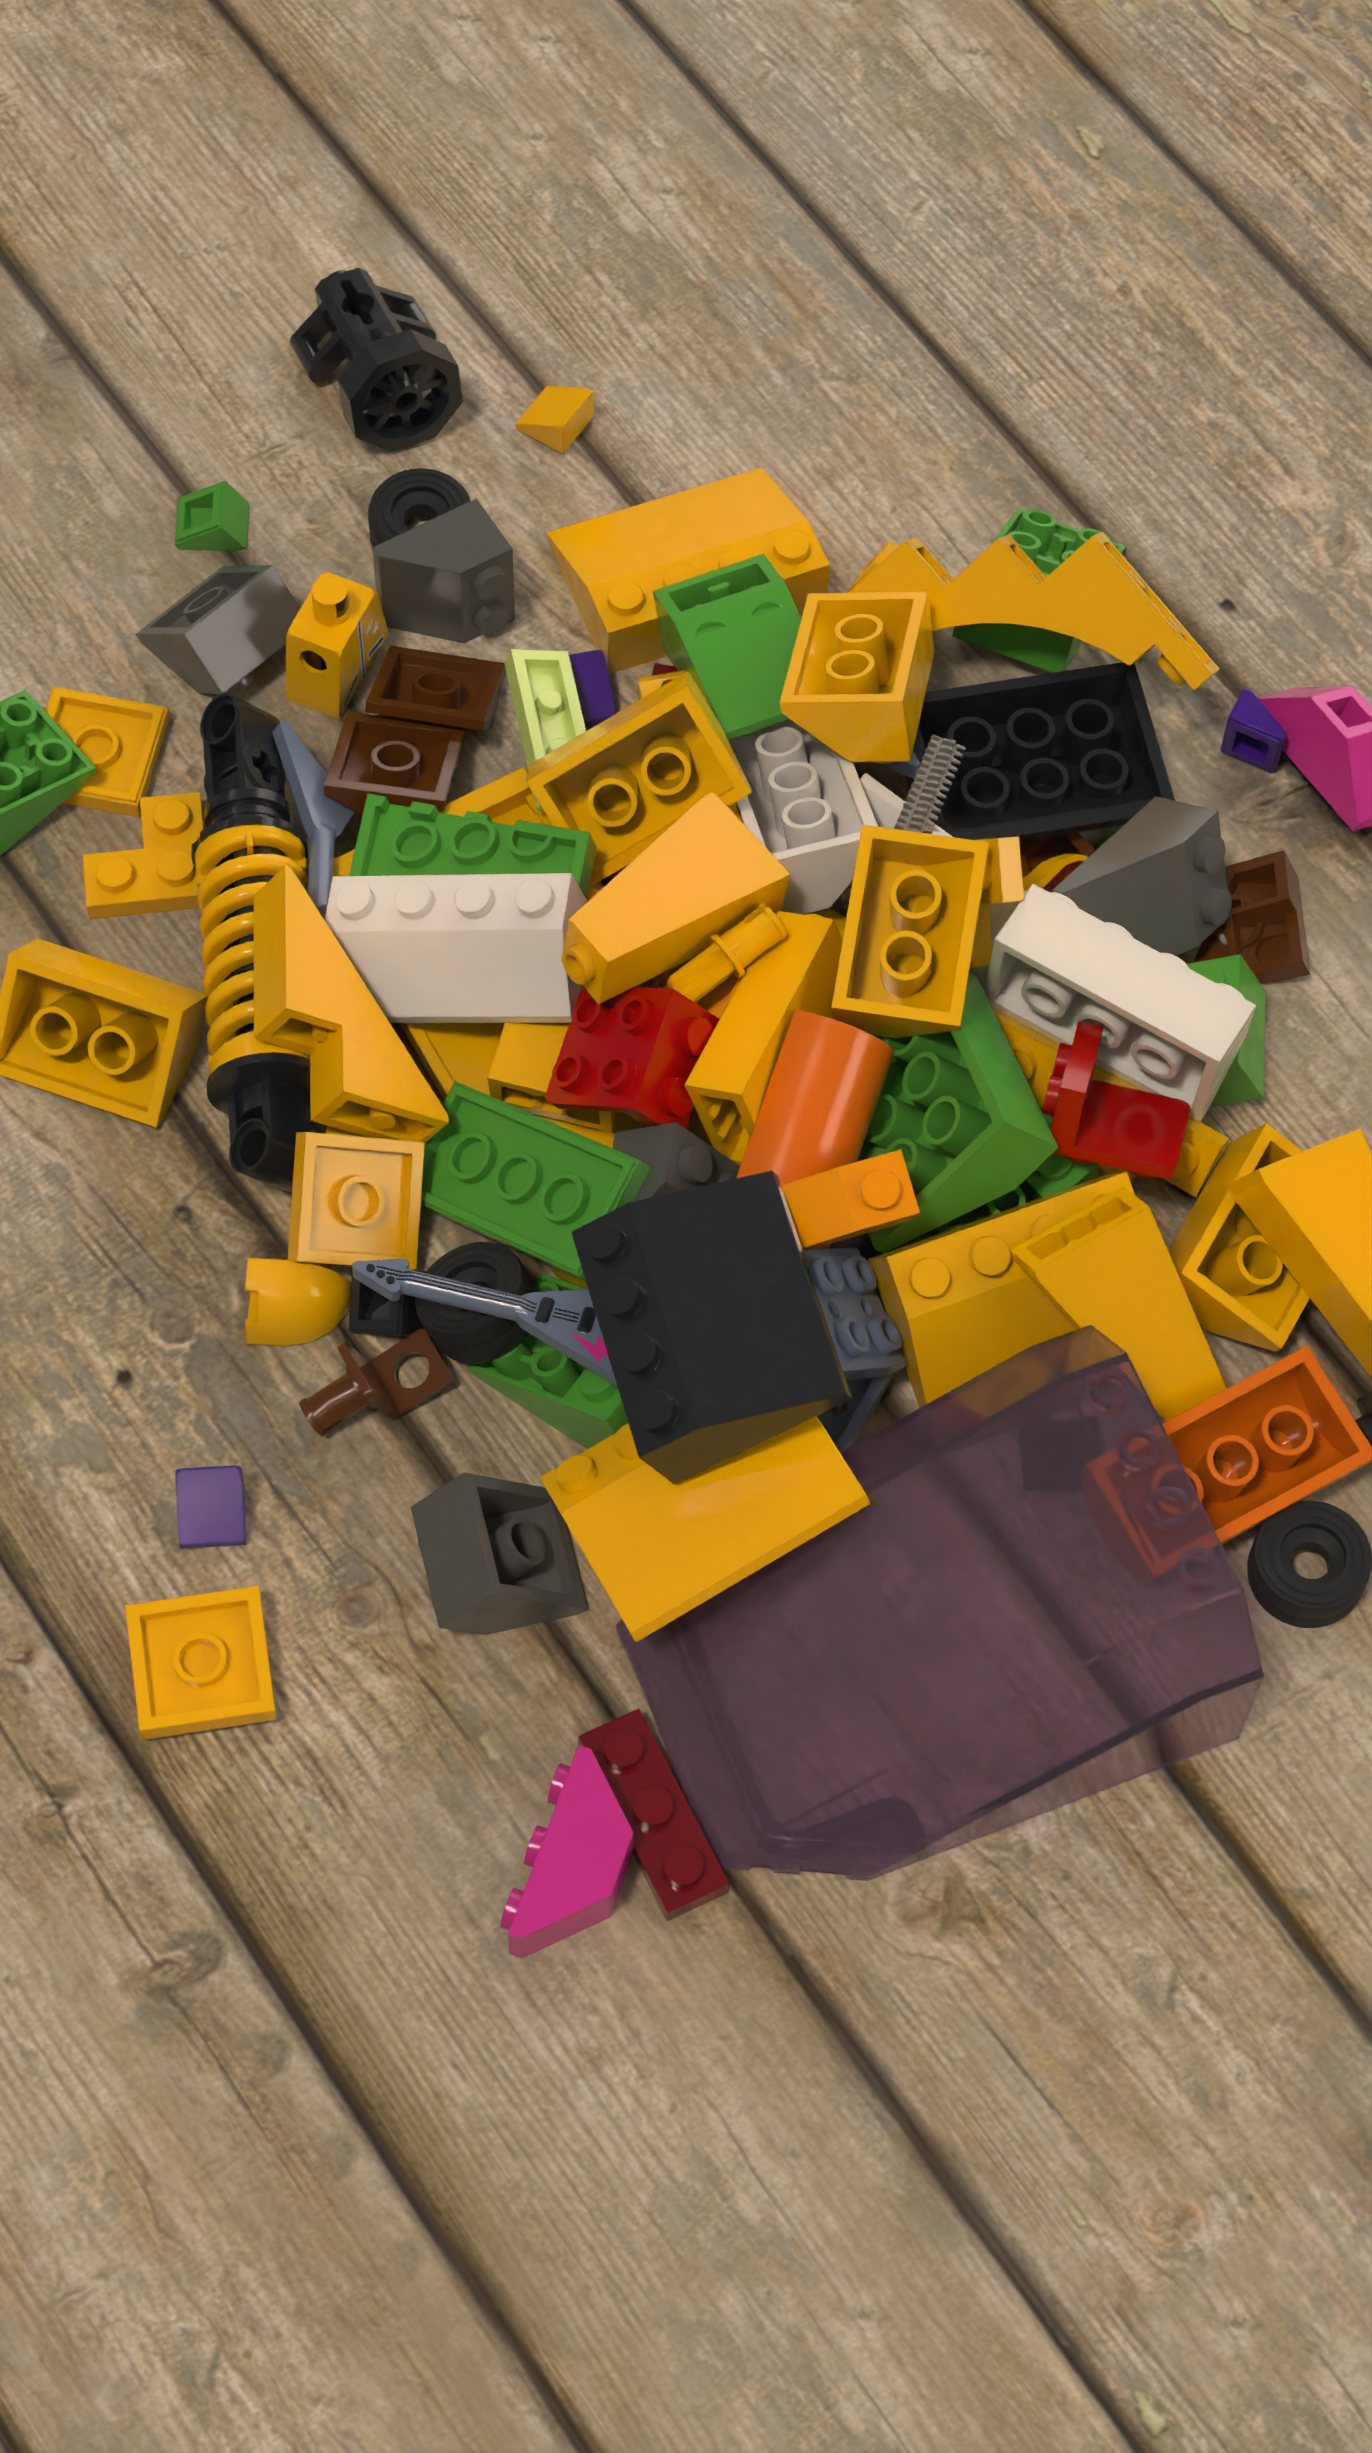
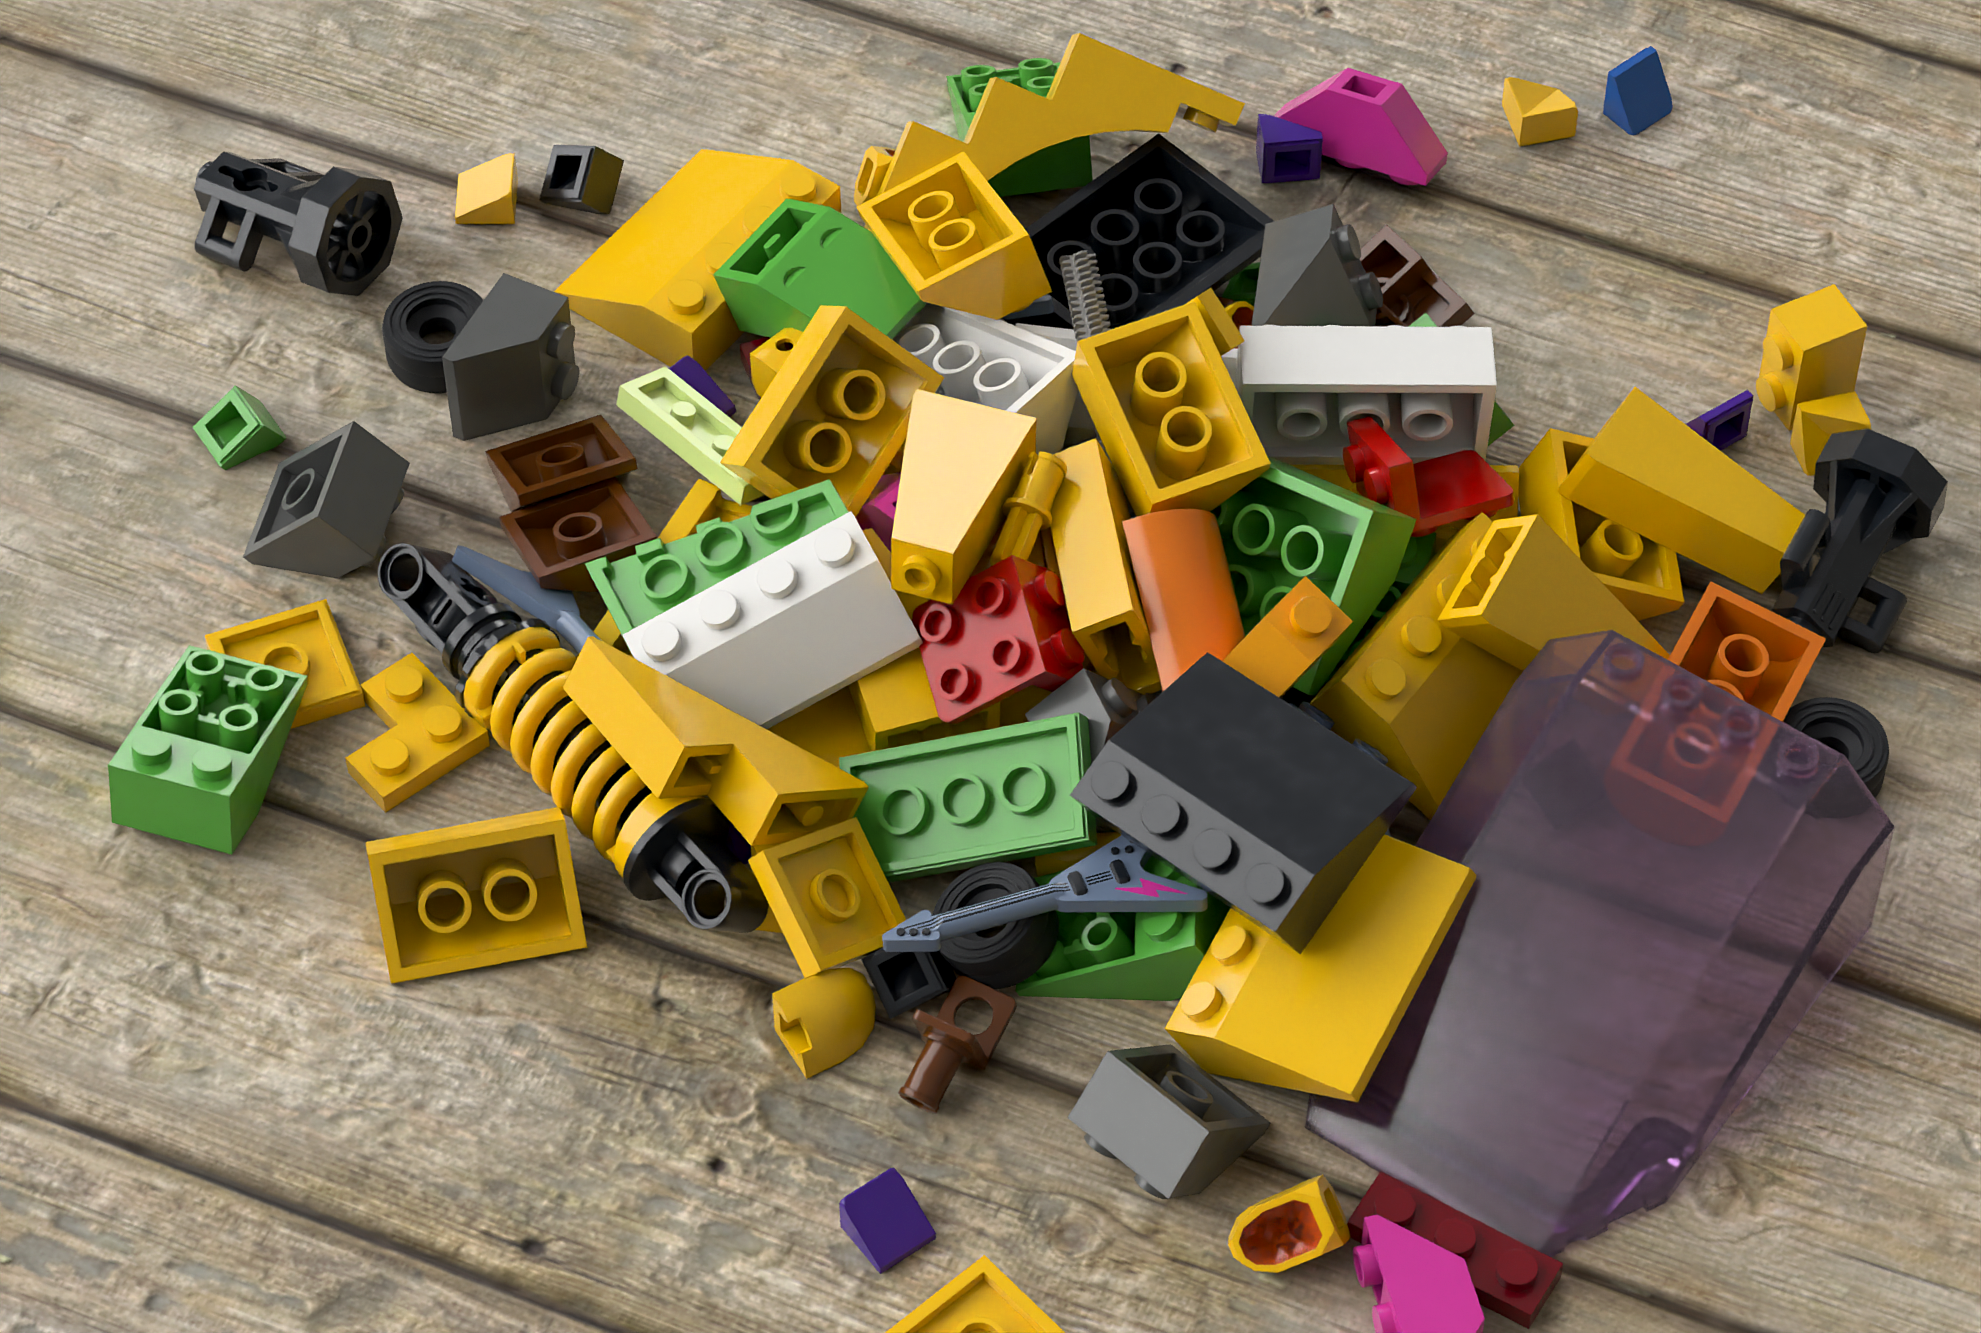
camera: 30 degrees left, 10 degrees down
(343, 627) = (438, 446): yellow torso -> none
(526, 1714) = (1289, 1227): none -> rock
(640, 443) = (581, 178): none -> slope

